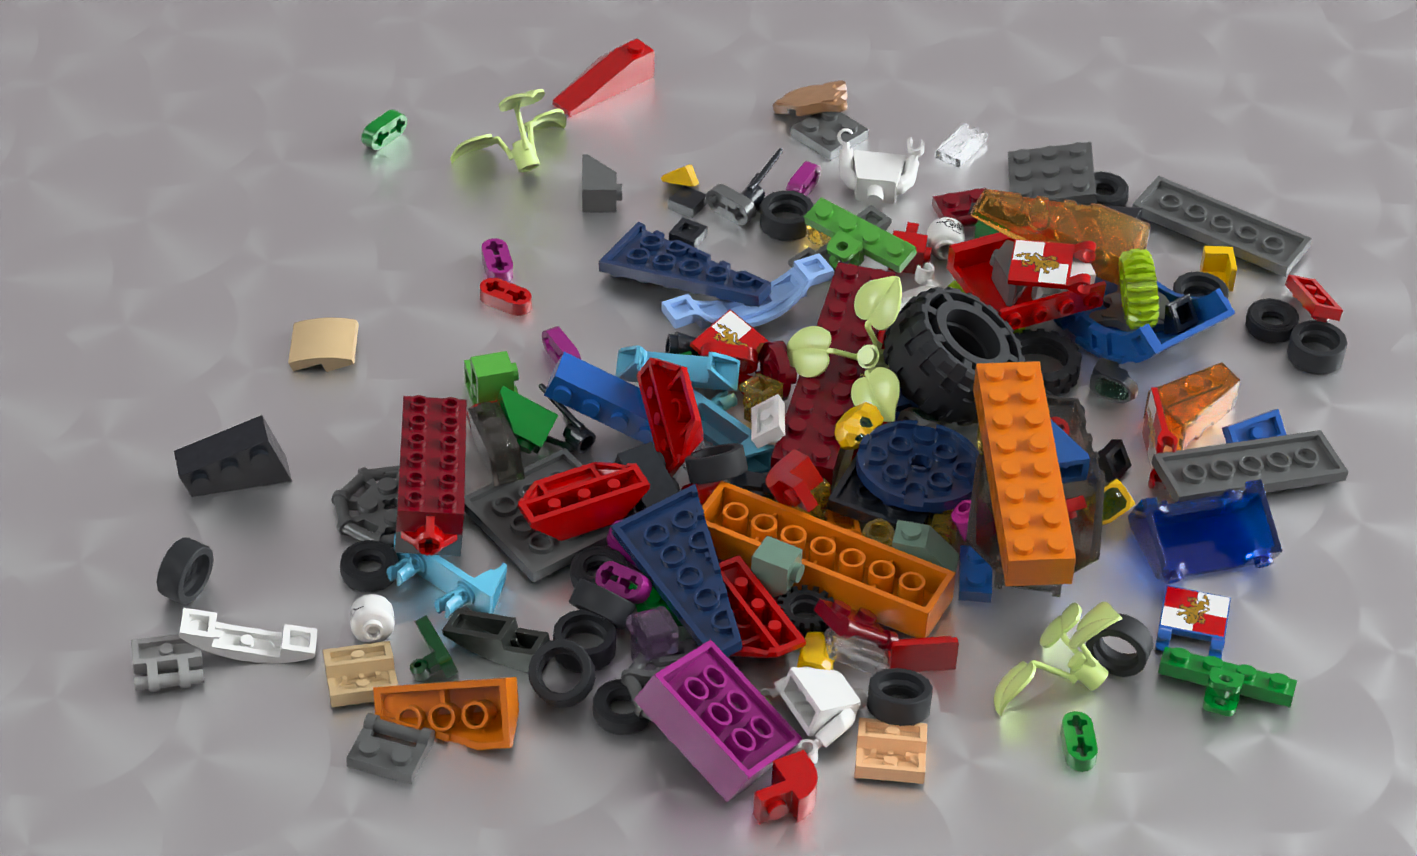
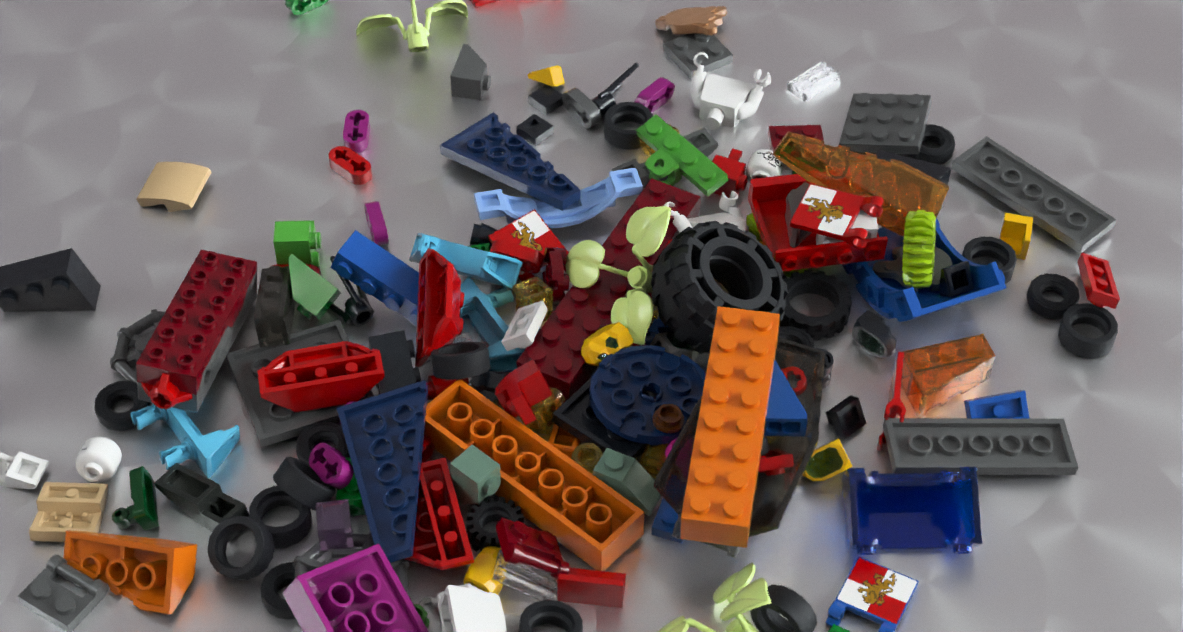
camera: 15 degrees right, 5 degrees up
(951, 482) = (668, 418): none -> reddish brown plate

